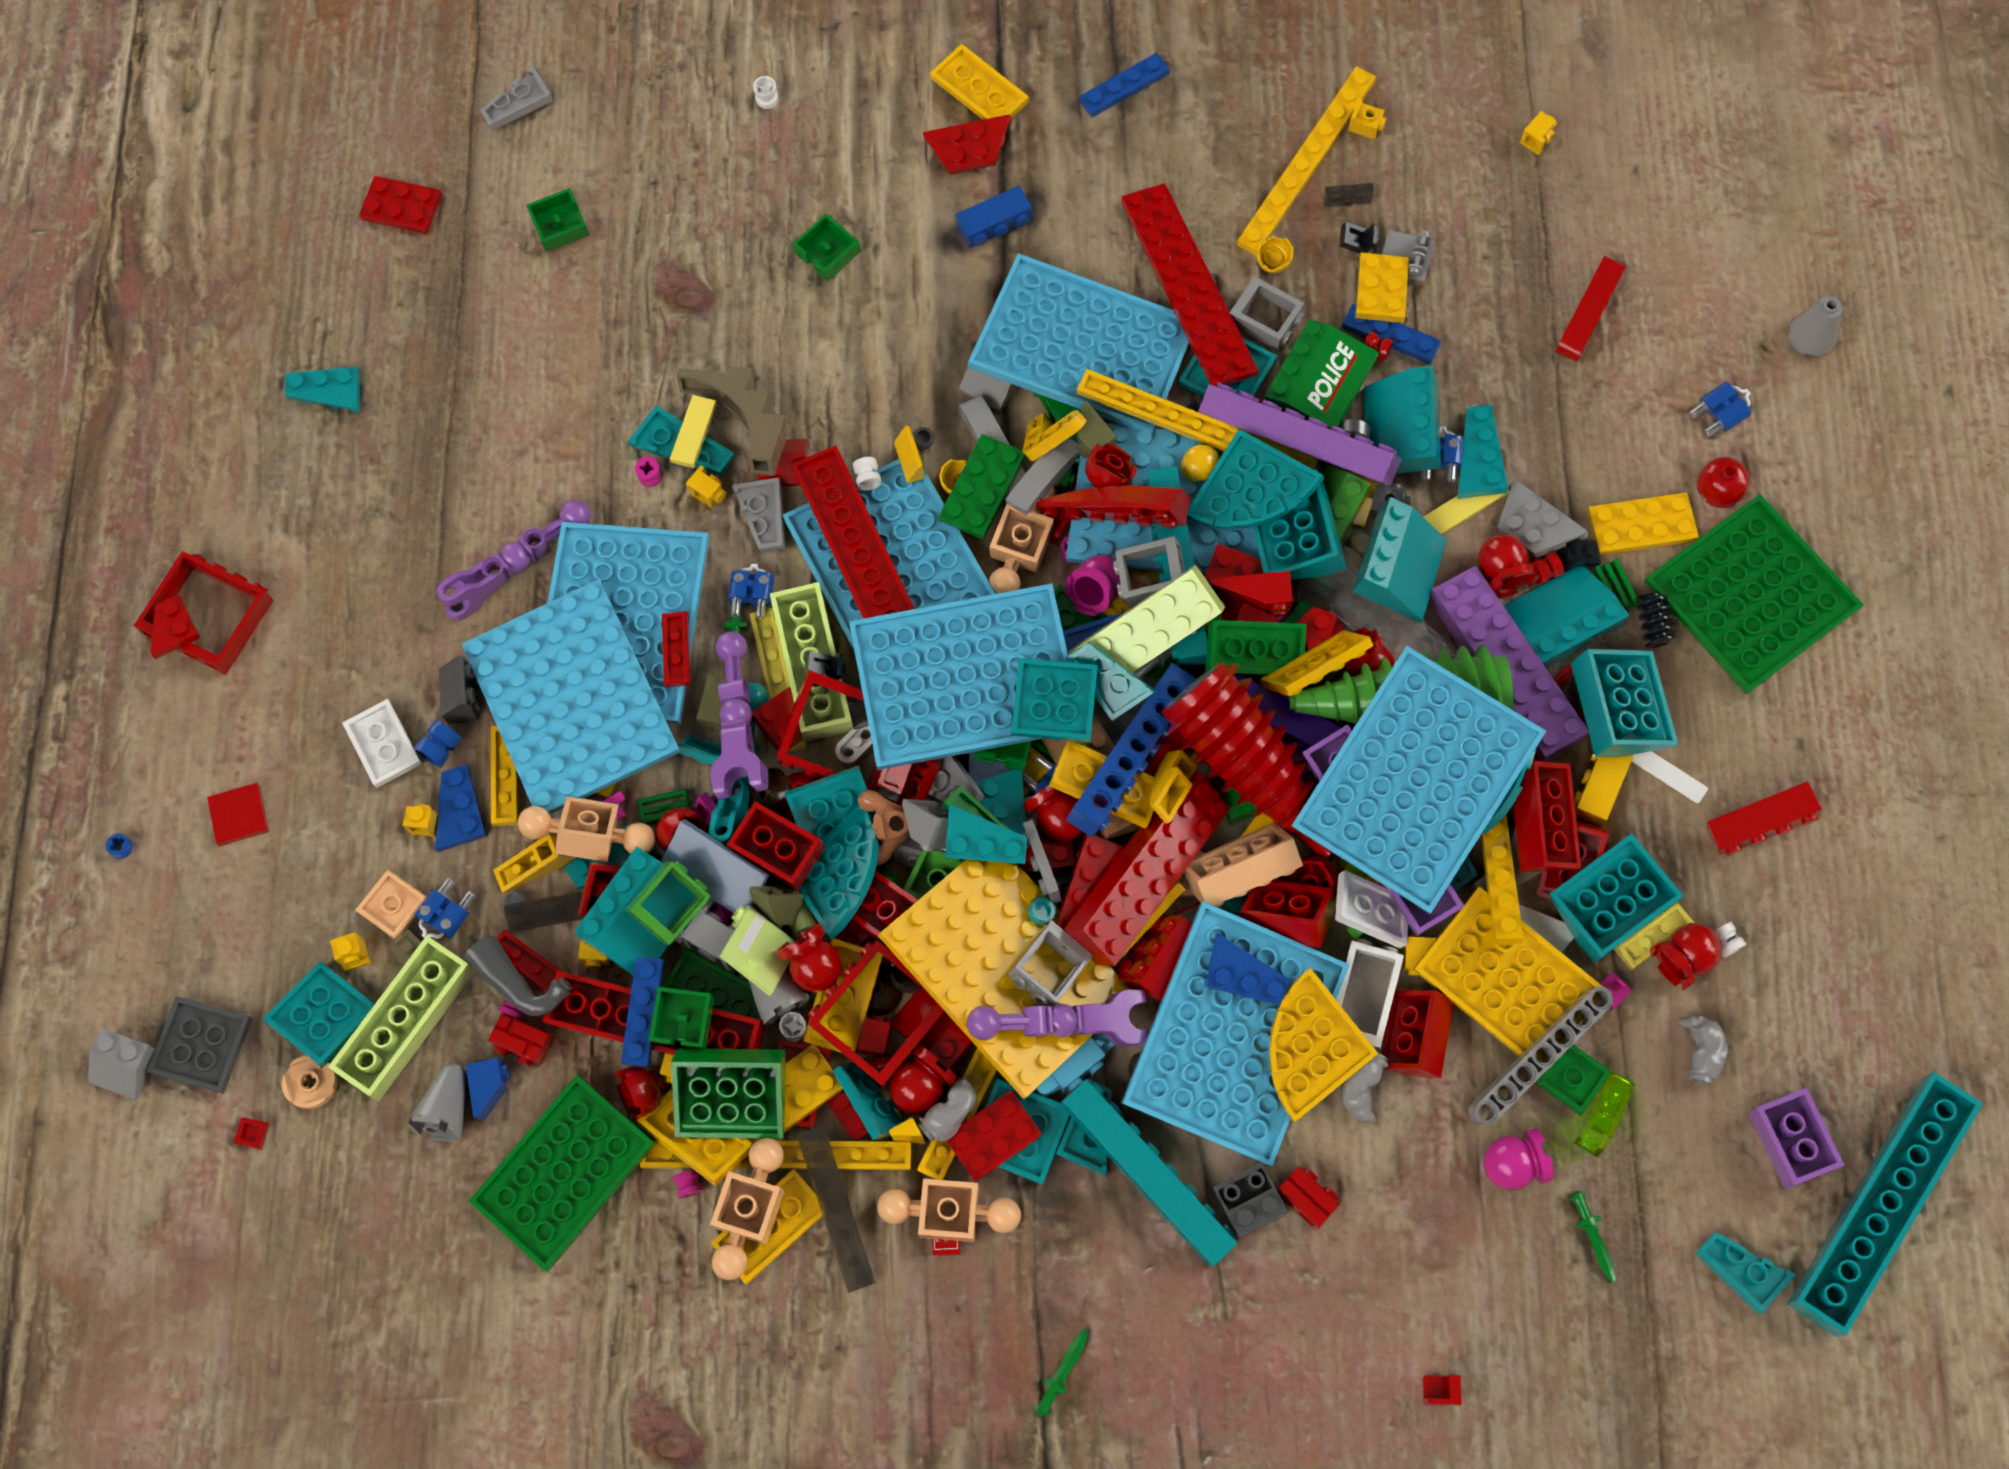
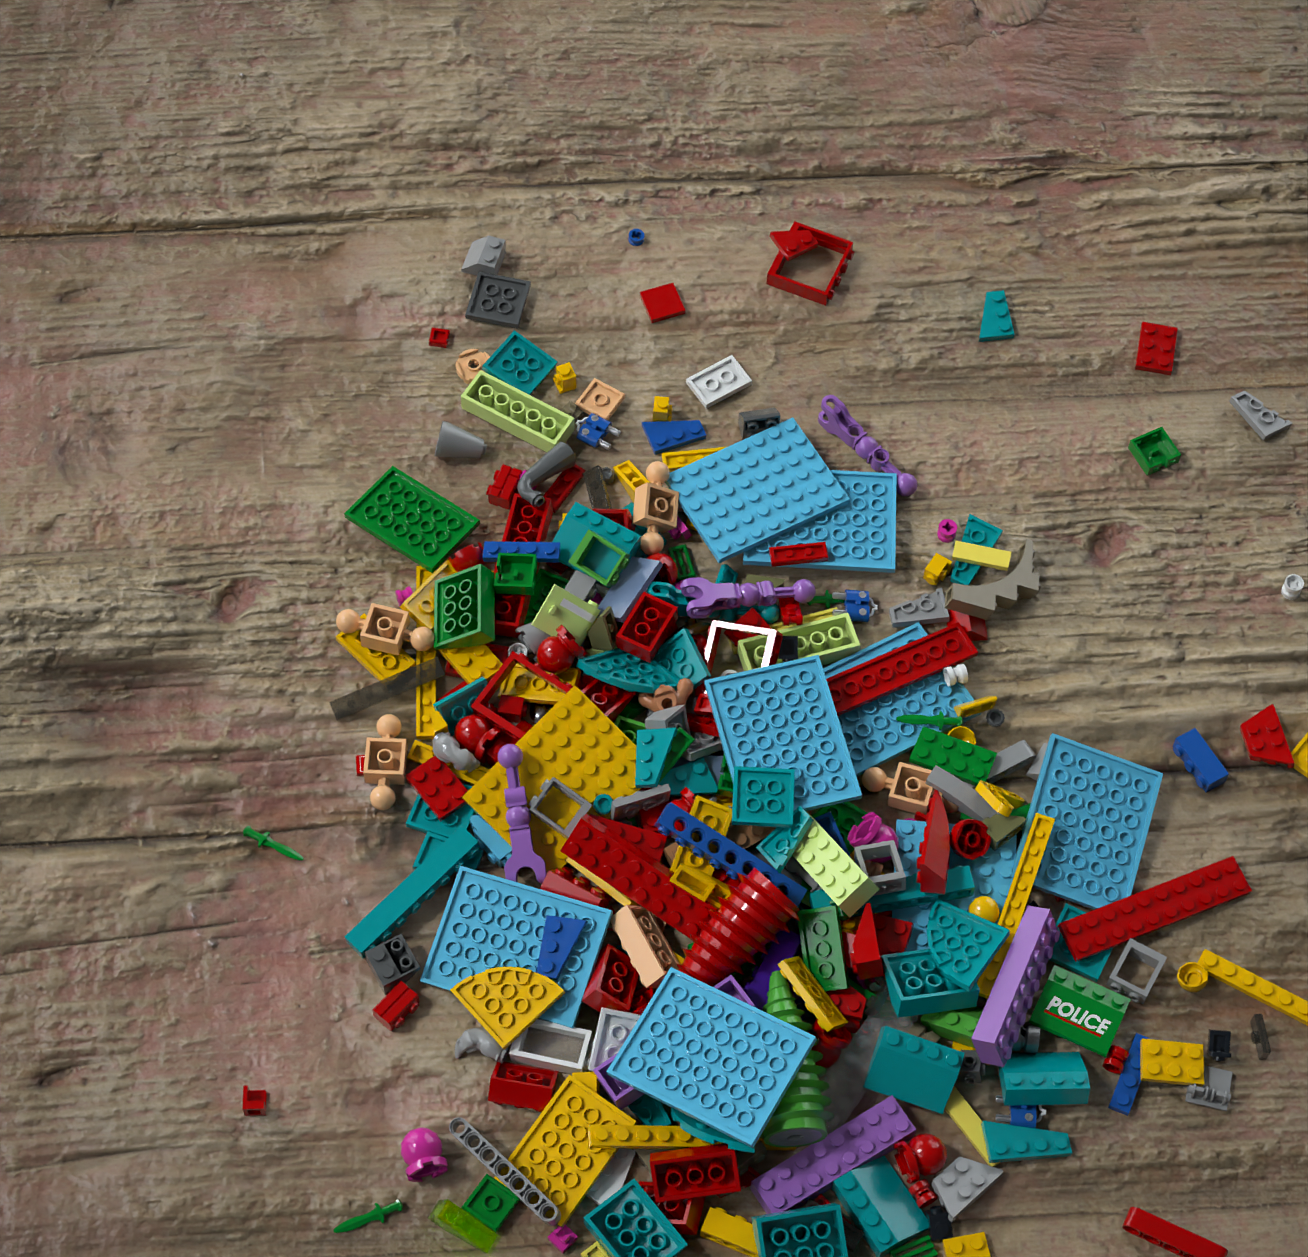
camera: 80 degrees right, 10 degrees down
(438, 742) = (719, 414): blue wheel -> none
(486, 1085) = (471, 468): blue slope -> none
(764, 665) = (790, 611): none -> red plate
(826, 247) = (1156, 639): green piece -> none
(928, 501) = (938, 720): none -> green sword

